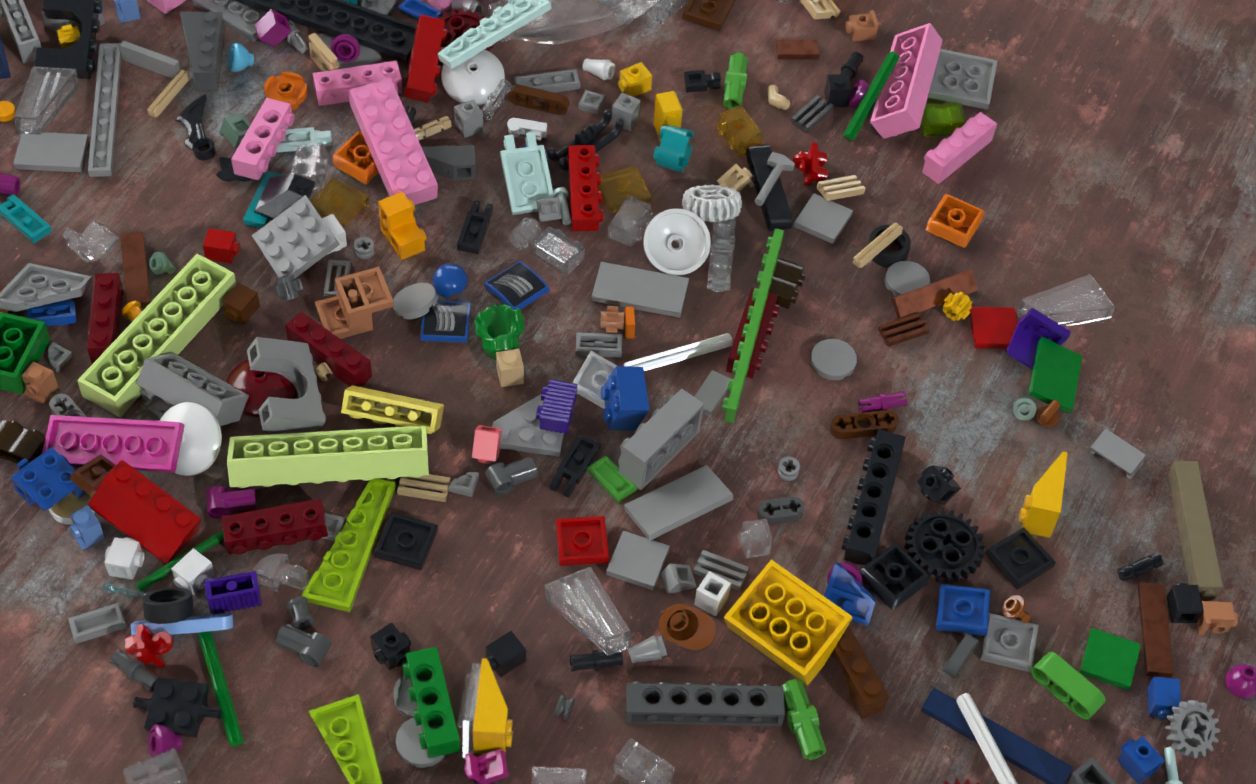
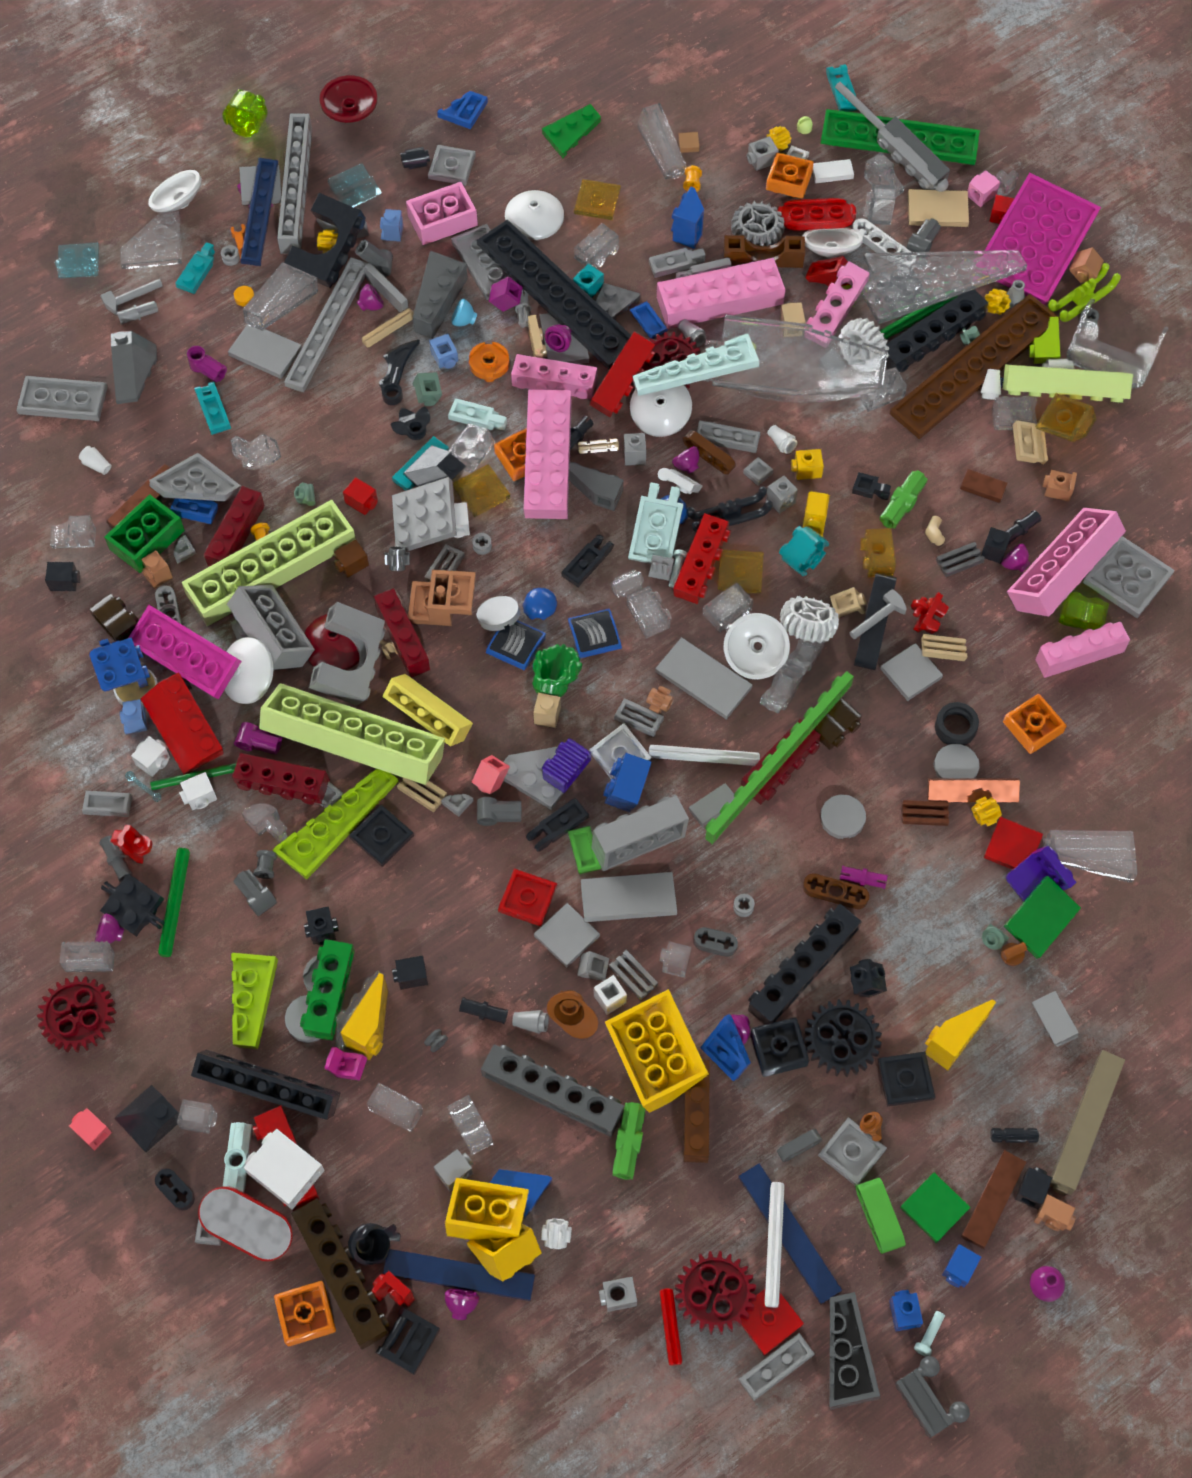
camera: 30 degrees right, 10 degrees up
(92, 473) = (150, 675): reddish brown plate -> none
(122, 32) = (380, 259): none -> dark grey piece
(135, 268) = (282, 490): copper tile -> none
(138, 74) = (370, 299): none -> magenta brick
(168, 605) = (163, 814): black tyre -> none
(191, 625) = (170, 835): light blue beam -> none
(233, 592) = (219, 824): dark purple brick -> none
(240, 98) = (445, 355): none -> medium blue brick
(262, 139) = (452, 394): bright pink brick -> none
(400, 225) = (520, 536): light orange brick -> none
(502, 89) = (658, 446): clear pin -> none
(523, 110) = (687, 460): none -> magenta brick
(590, 610) = (498, 959): clear slope -> none
(629, 322) = (675, 707): orange tile -> none
(871, 96) = (1023, 564): green axle -> none
(877, 245) = (940, 722): tan axle -> none
(963, 609) = (826, 1104): blue plate -> none
(1192, 729) = (964, 1298): light grey gear -> none

